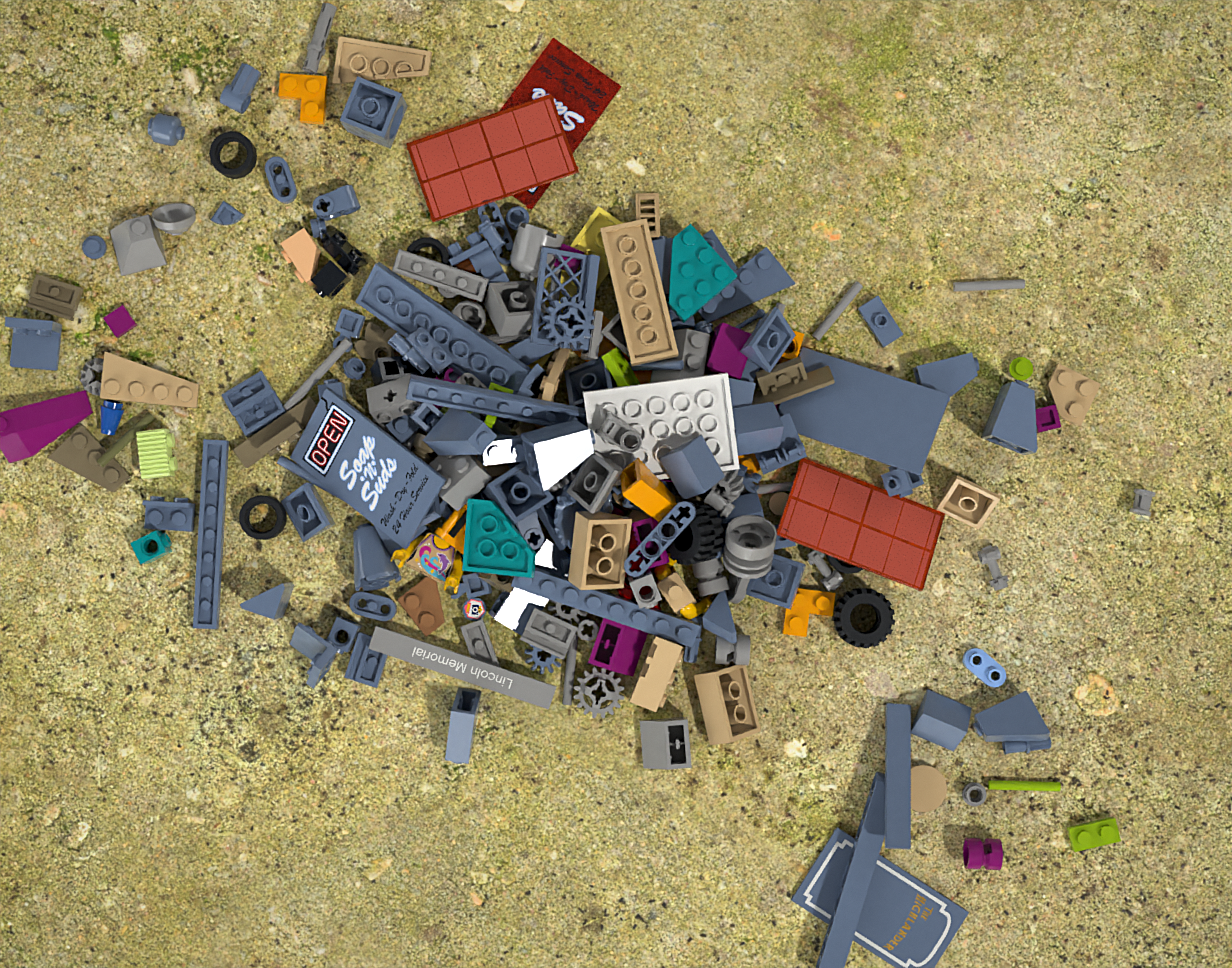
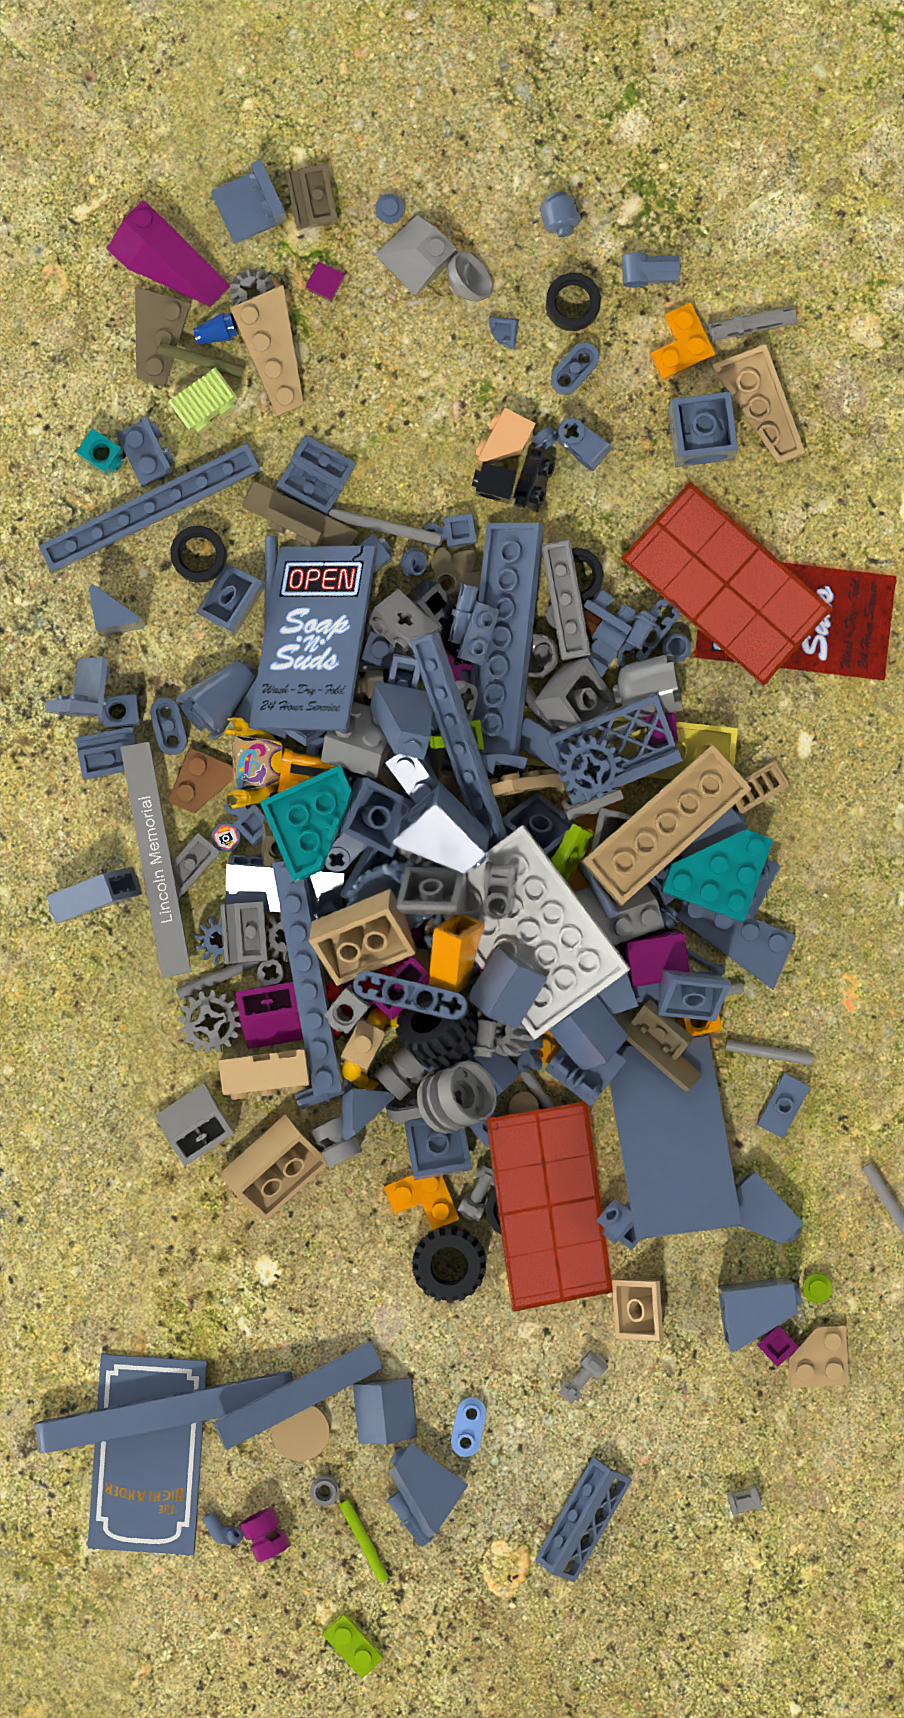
camera: 60 degrees right, 0 degrees up
(964, 883) = (222, 1533): none -> sand blue arm
(1092, 624) = (579, 1518): none -> sand blue fence

